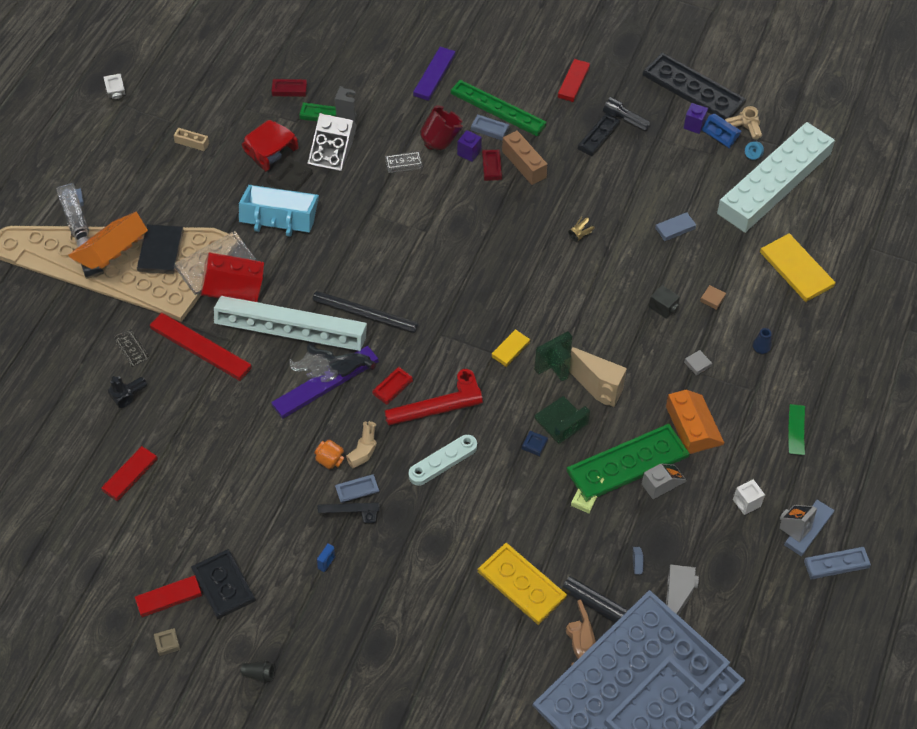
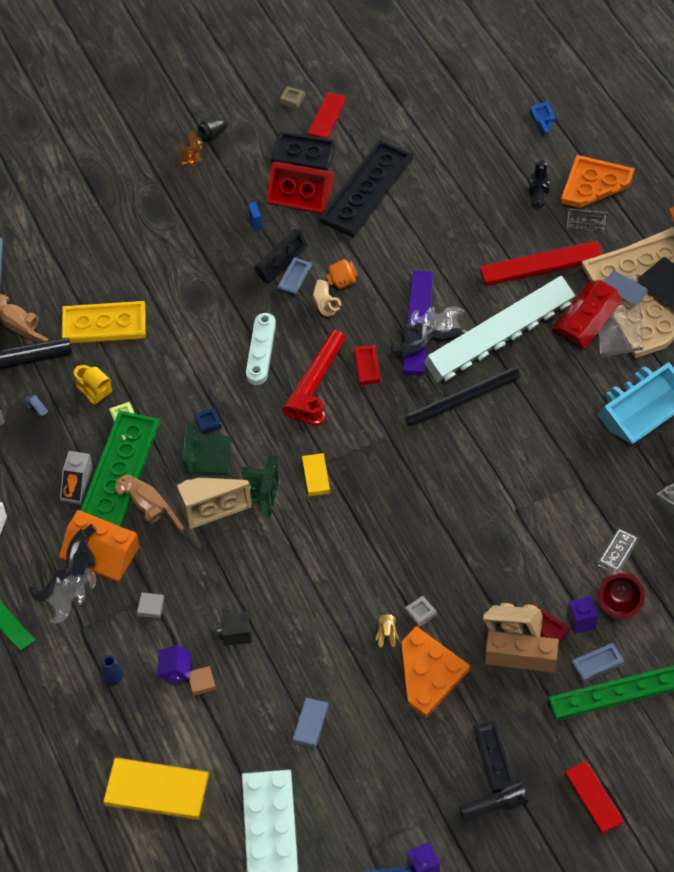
camera: 135 degrees right, 0 degrees up
(40, 442) = (543, 116): none -> blue slope
(88, 364) = (594, 180): none -> orange plate
(129, 473) = (458, 152): red tile -> none
(195, 262) = (628, 290): none -> sand blue tile
(222, 509) = (366, 188): none -> black tile
(265, 550) = (299, 187): none -> red slope
(291, 664) = (191, 153): none -> clear orange bracket
(516, 158) = (514, 619): none -> tan slope
(547, 226) = (420, 611): none -> light grey tile
(581, 196) = (429, 671): none -> orange plate
(584, 530) = (92, 383): none -> yellow piece
(635, 421) = (146, 500): none -> medium nougat animal
(723, 310) = (174, 664): none -> dark purple brick
(734, 408) = (72, 580): none -> piece

